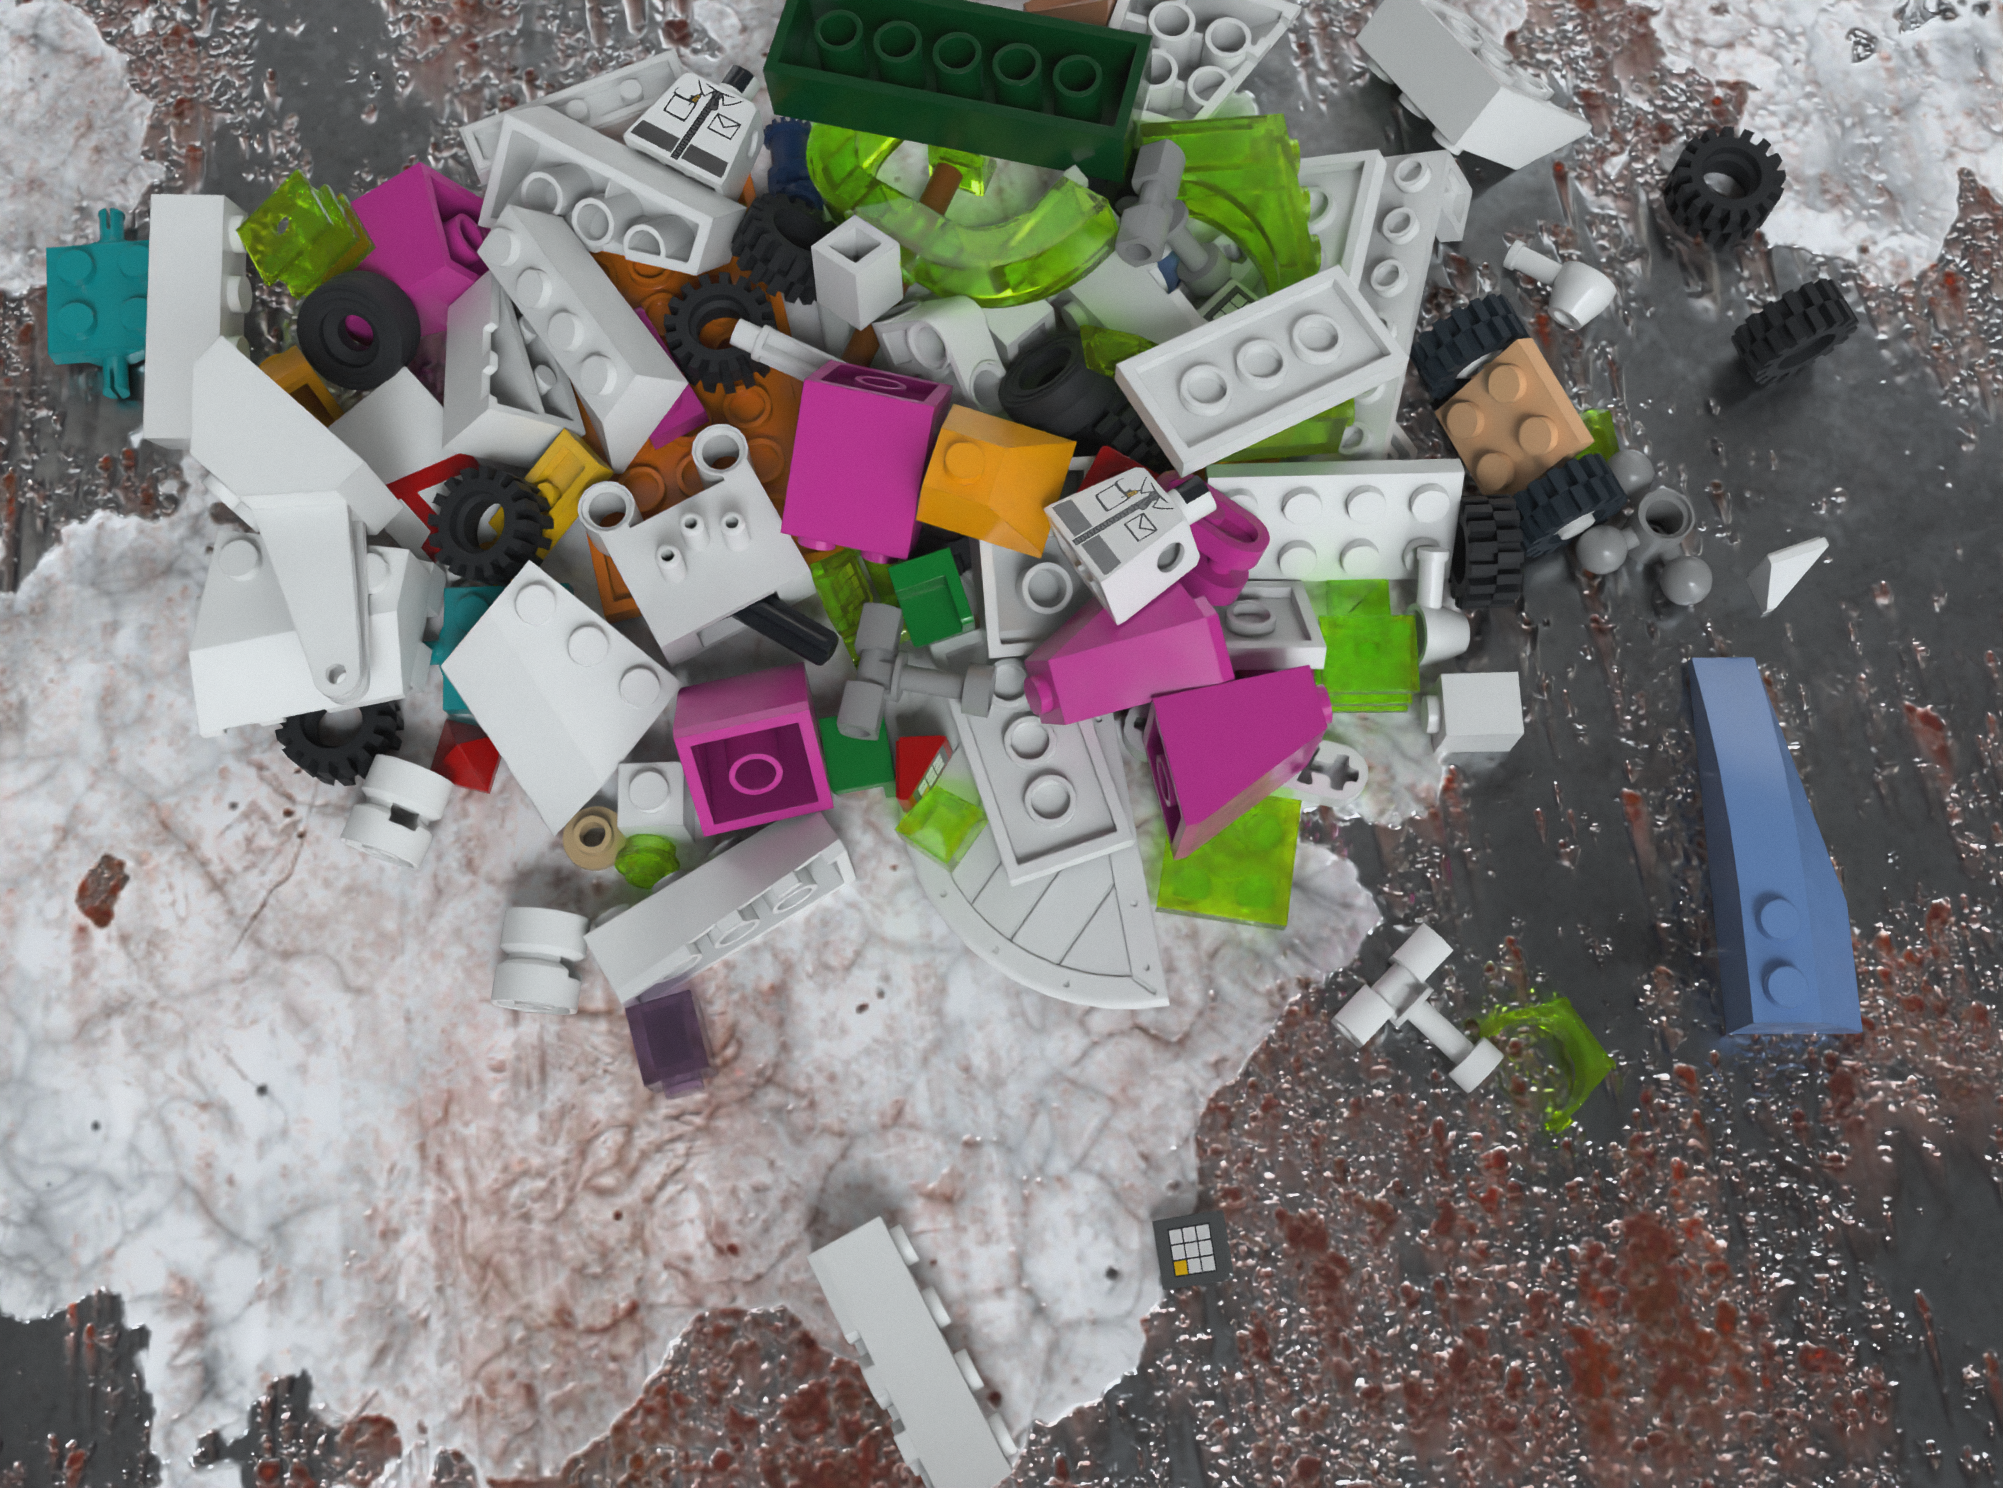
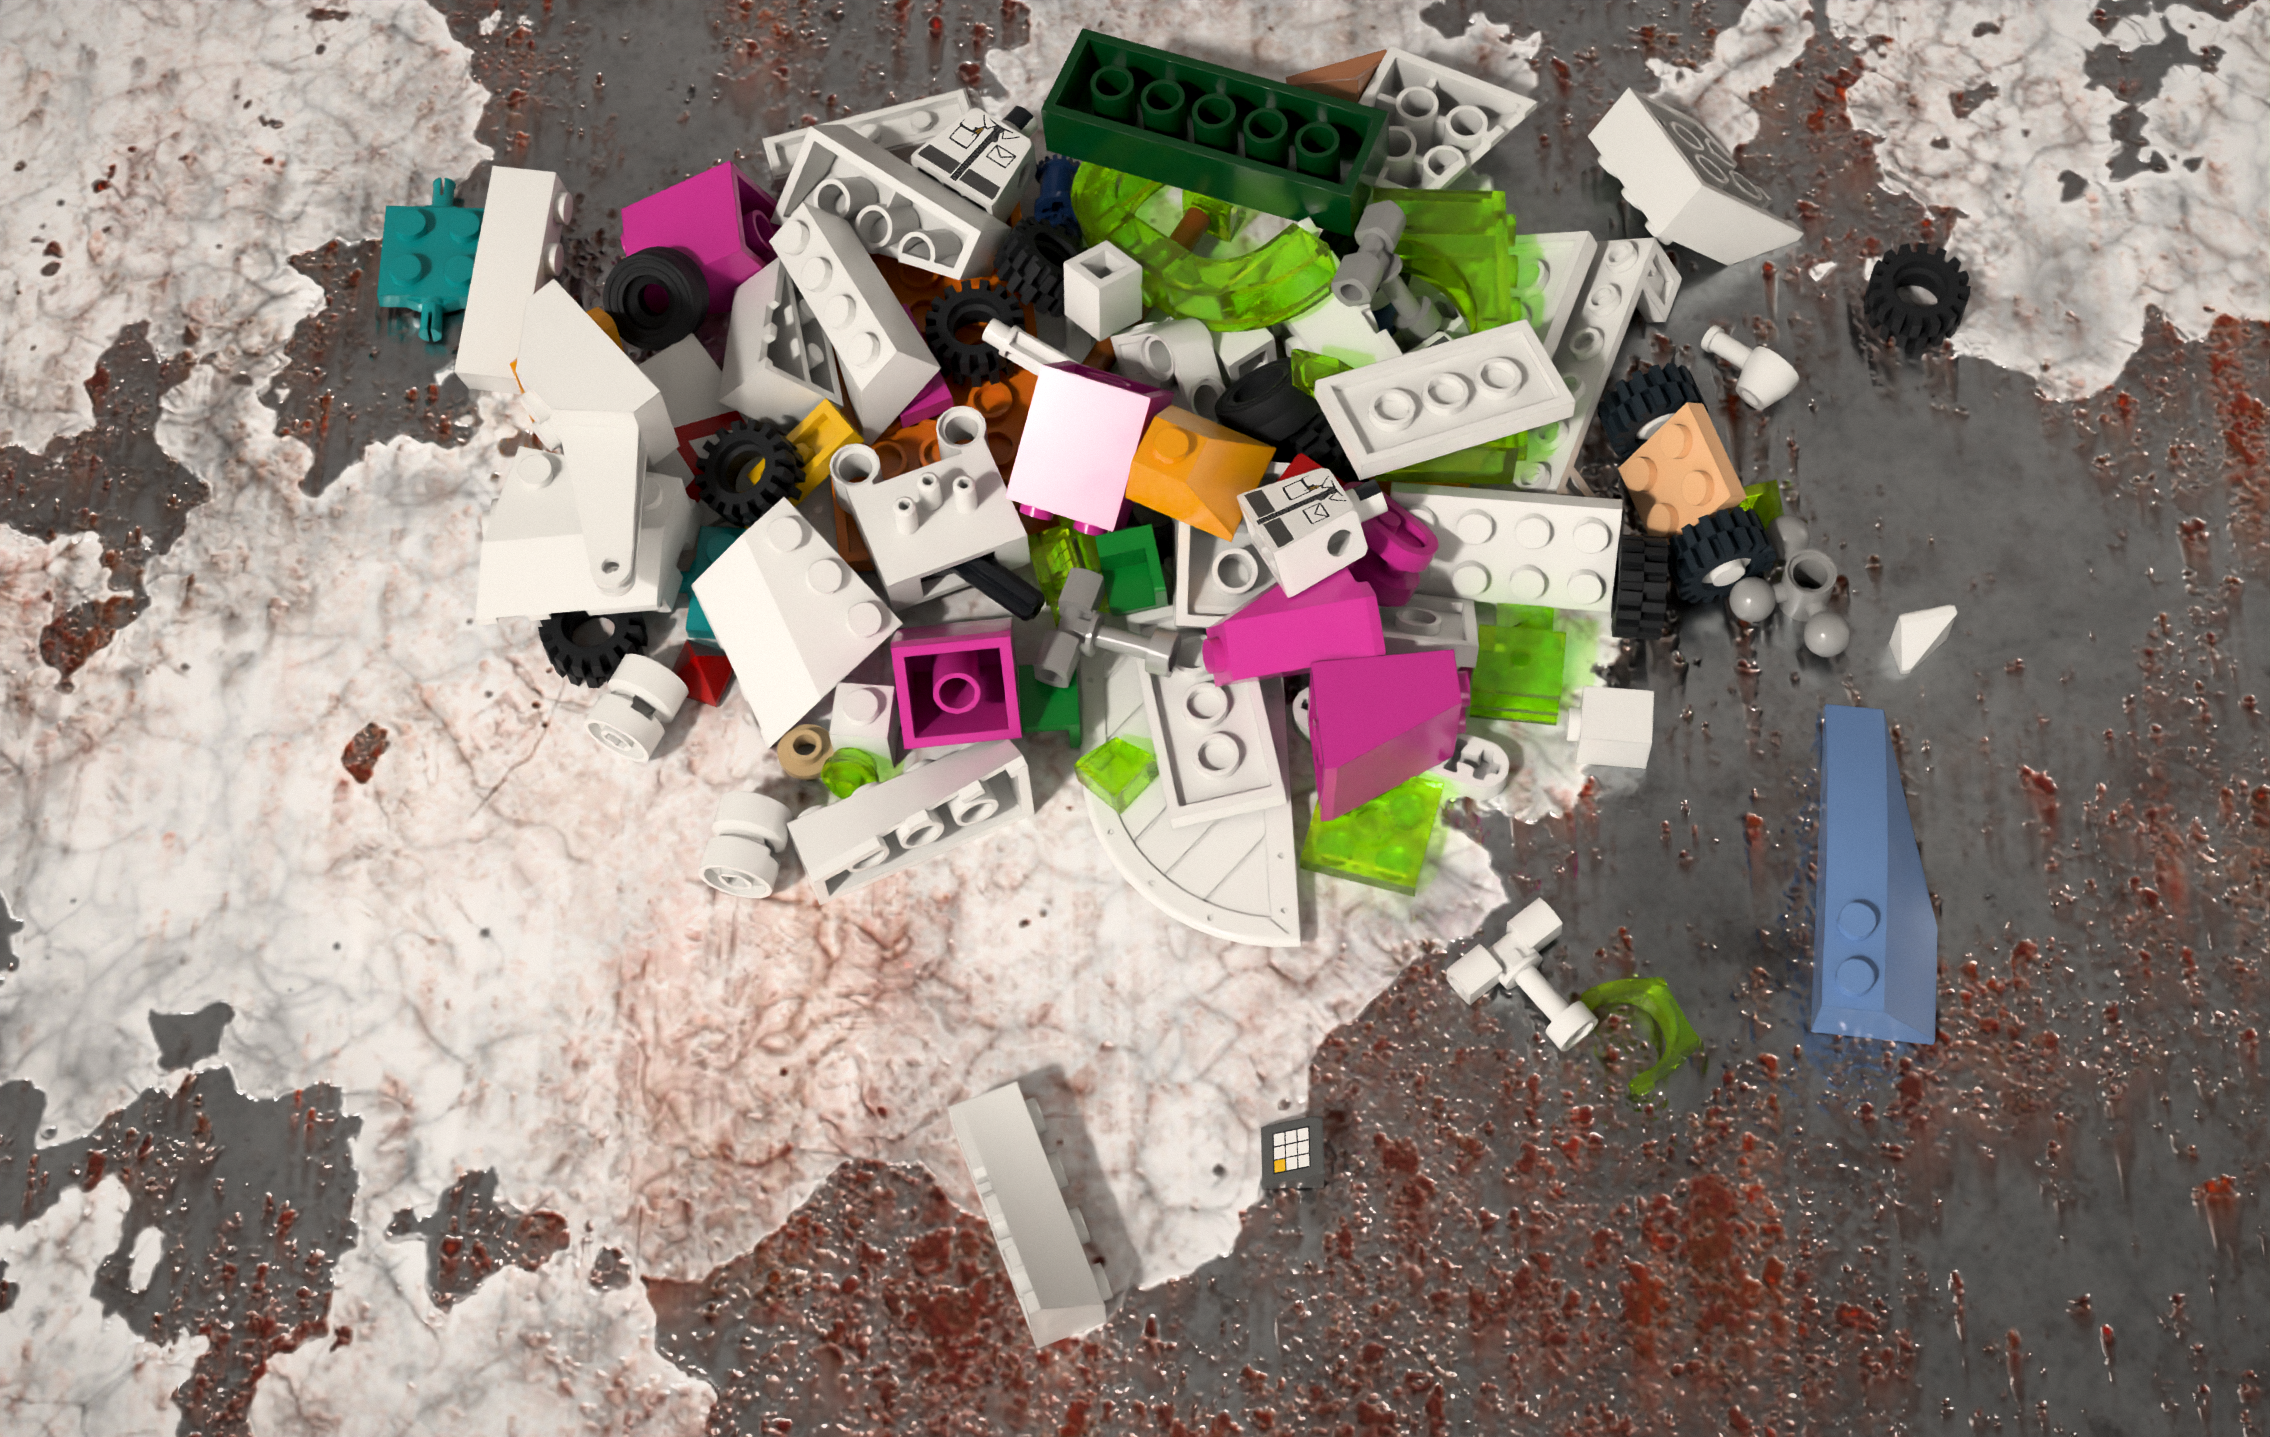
camera: 10 degrees right, 10 degrees down
(320, 238) = (630, 222): clear neon green piece -> none
(672, 1044) = (852, 927): clear purple brick -> none
(919, 766) = (1103, 715): red slope -> none
(1438, 629) = (1587, 653): white bar -> none
(1794, 330) = (1955, 426): black tyre -> none

